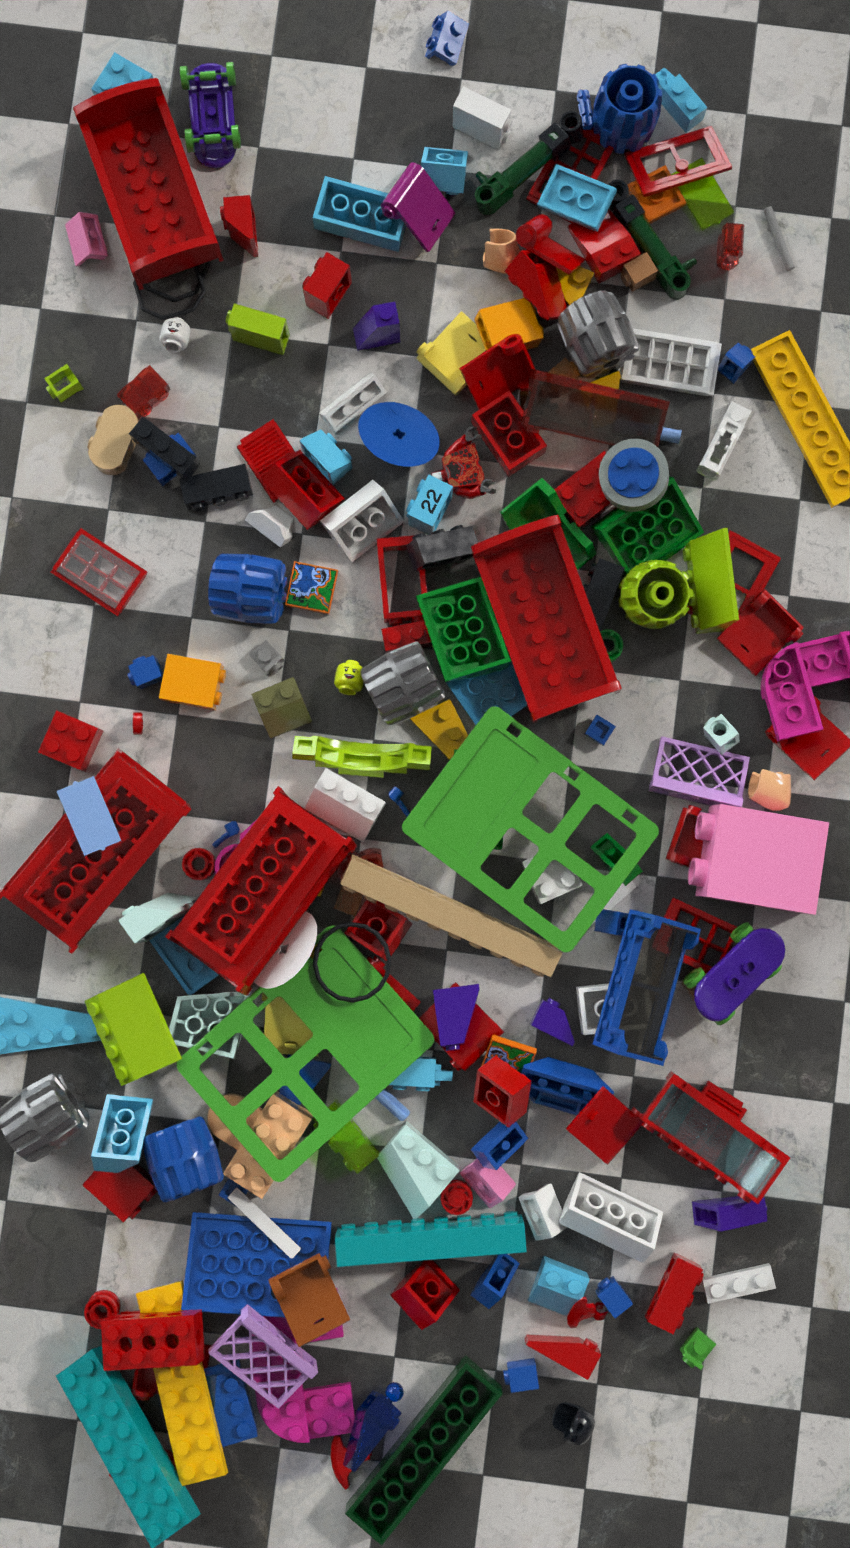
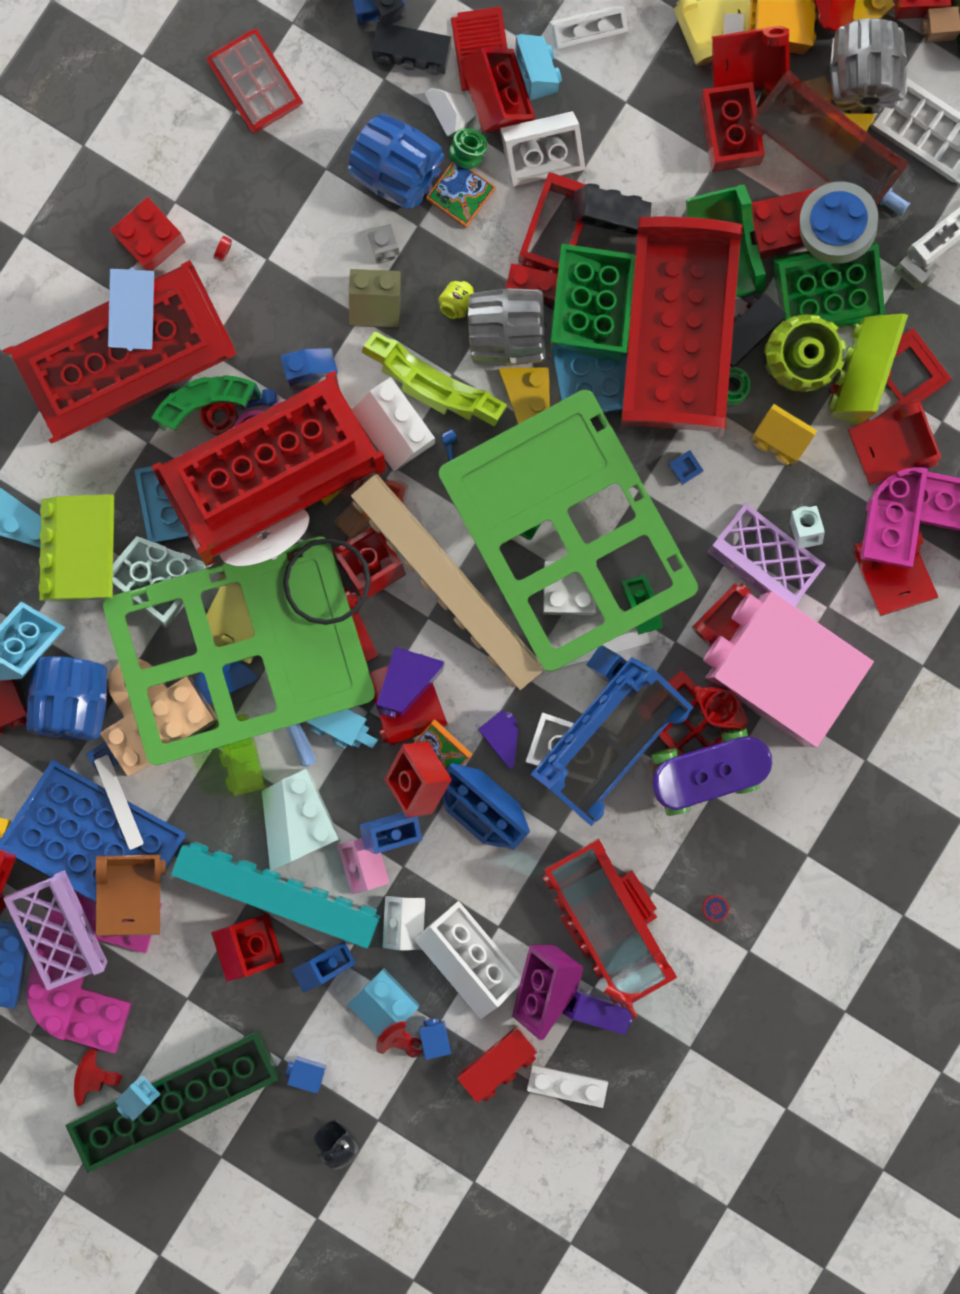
camera: 20 degrees right, 0 degrees up
(145, 672) = (254, 201): blue brick -> none
(154, 916) = (146, 445): light aqua wedge -> none
(177, 855) = (202, 393): none -> green panel
(192, 682) = (296, 232): light orange brick -> none
(253, 787) = (308, 365): none -> blue slope
(301, 549) = (468, 148): none -> green wheel
(371, 1423) = (135, 1046): clear blue slope -> none
(384, 431) = (620, 76): blue piece -> none
(395, 1465) = (136, 1098): none -> medium azure slope
(429, 505) = (619, 161): medium azure brick -> none
(456, 1197) = (323, 867): red wheel -> none
(463, 468) = (669, 141): torso -> none
(470, 349) = (733, 23): none -> white sticker
(569, 1351) = (366, 1075): red slope -> none
(605, 1125) = (506, 862): red door -> none
(667, 668) = (783, 435): none -> yellow slope
(685, 1213) = (545, 988): none -> magenta slope
(696, 1348) = (494, 1131): bright green bracket -> none
(709, 486) = (913, 274): none -> light grey bracket
(720, 916) = (720, 707): none -> red hat
(756, 1196) = (623, 998): none -> red bar
(770, 789) = (831, 605): light nougat piece -> none
(790, 1080) = (715, 908): none -> tile

